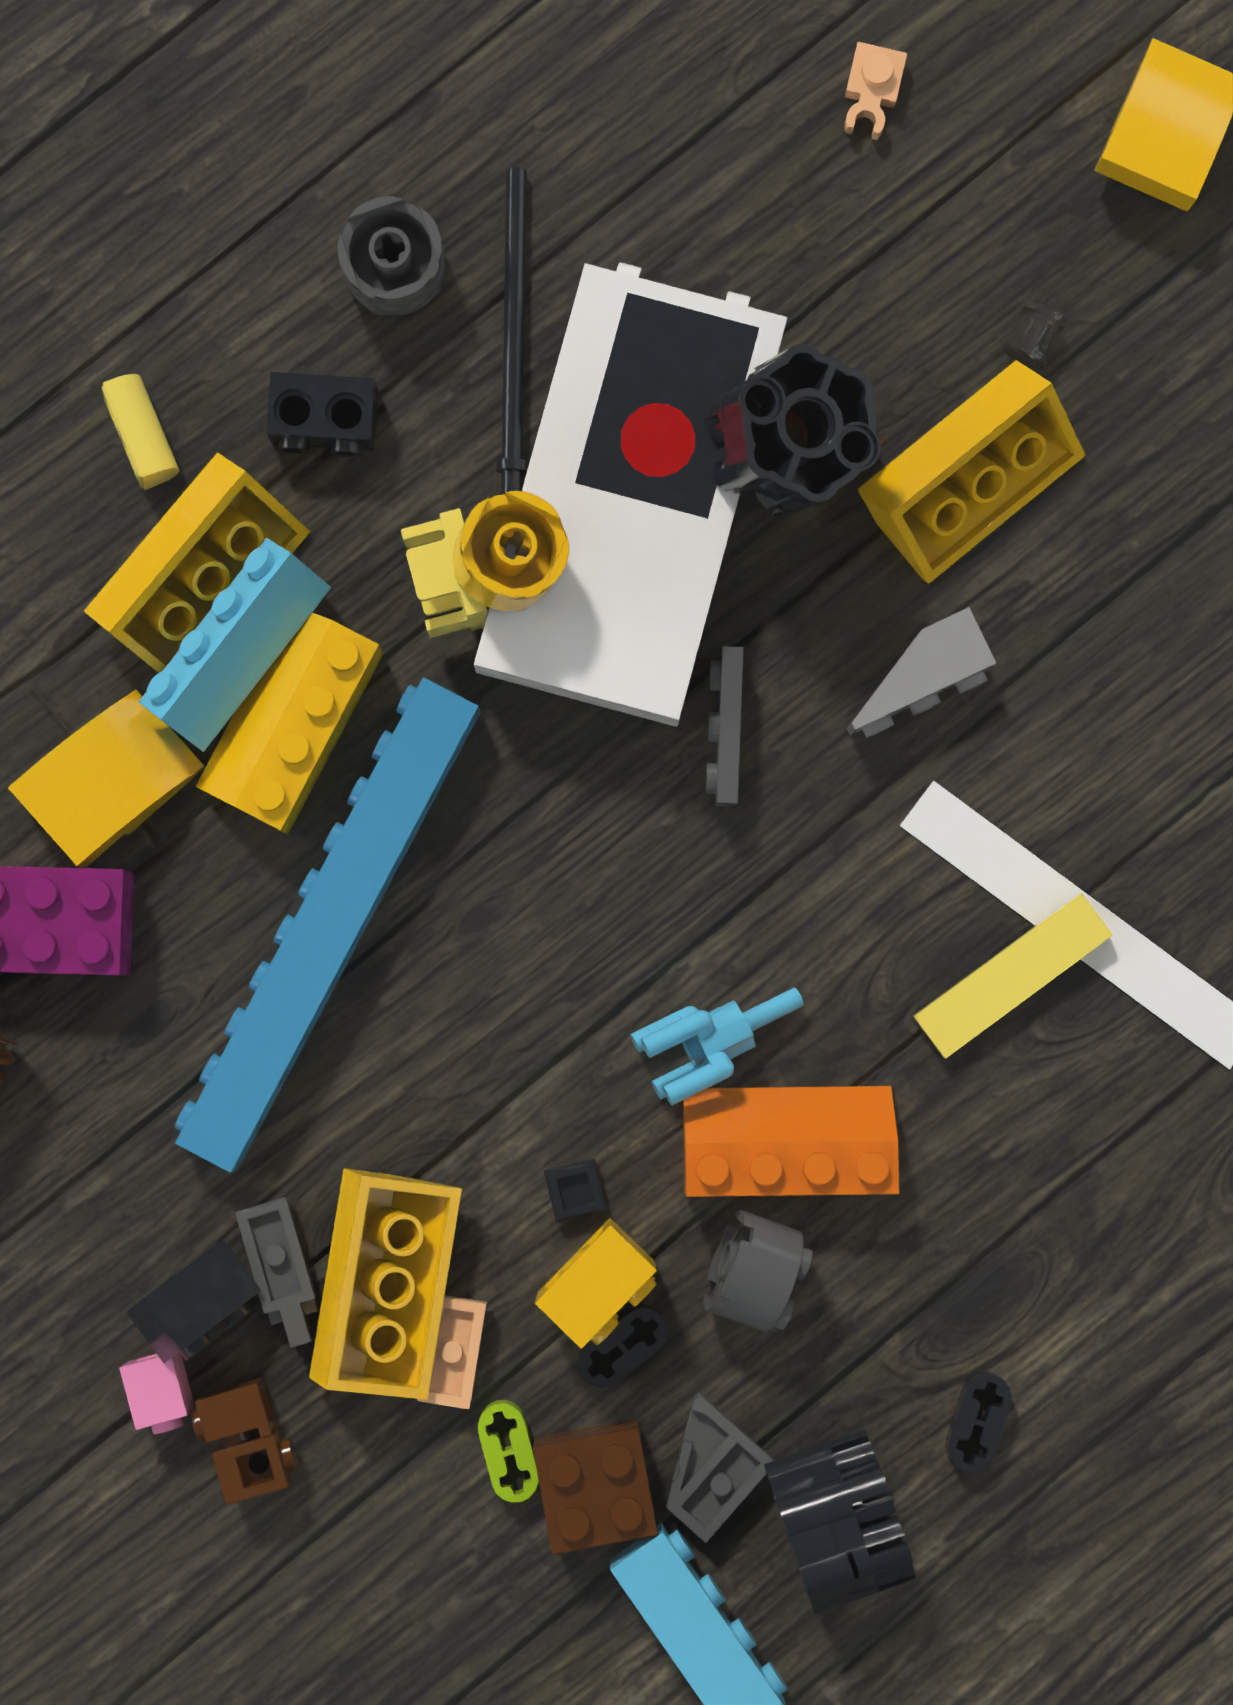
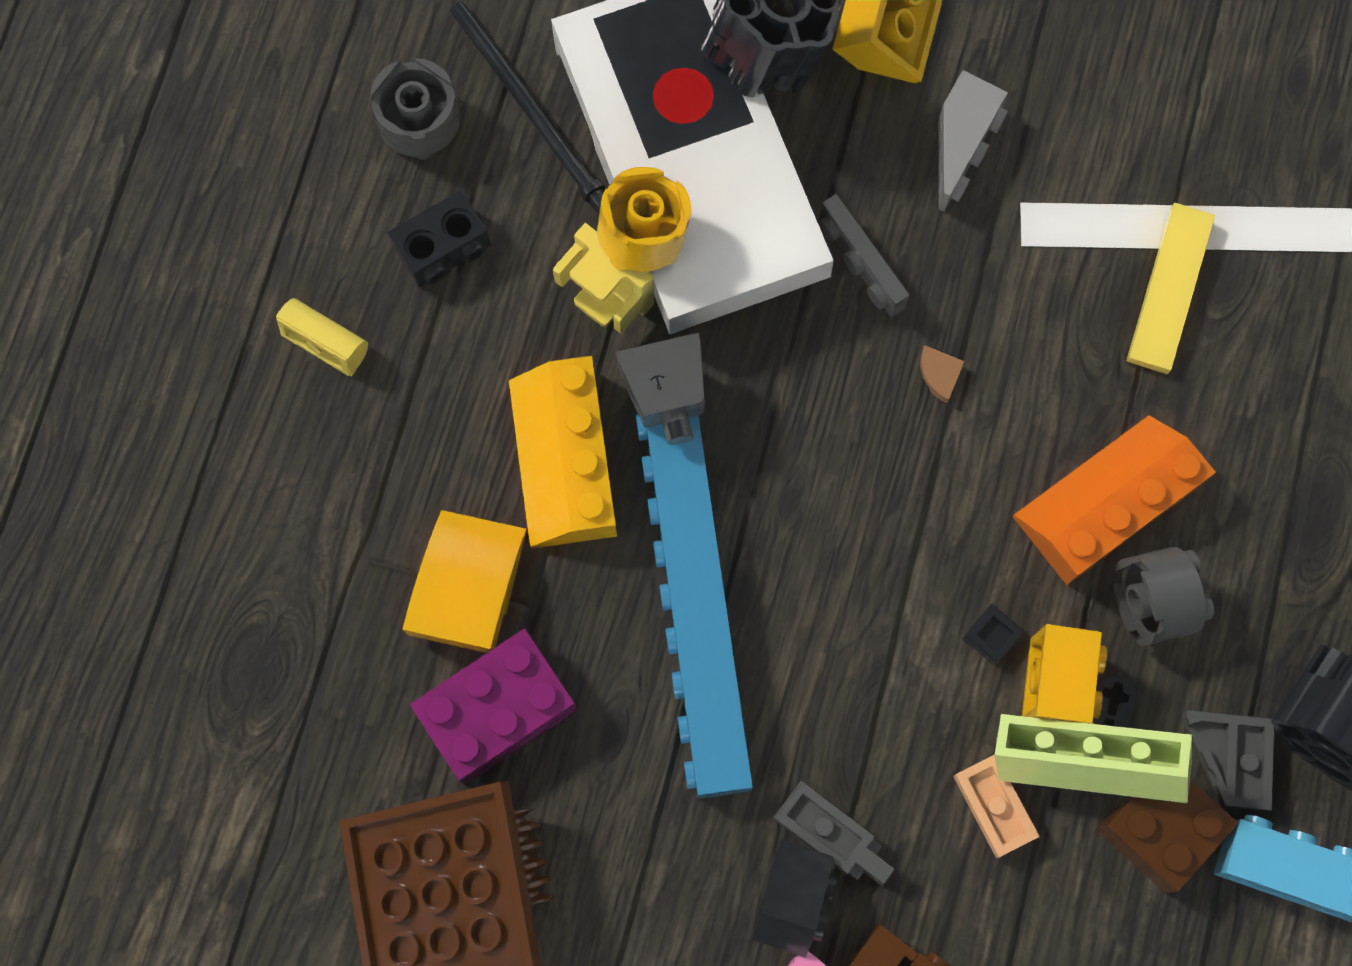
camera: 30 degrees left, 10 degrees down
(190, 560) = (428, 399): yellow slope -> none
(234, 644) = (491, 427): medium azure brick -> none
(385, 1285) = (916, 790): yellow slope -> none
(425, 727) = (665, 384): none -> dark grey torso
(496, 1455) = (1094, 841): lime beam -> none
(562, 1380) = (1094, 758): none -> yellowish green brick
(709, 1041) = (1008, 467): medium azure plant -> none
(718, 897) = (940, 372): none -> medium nougat tile

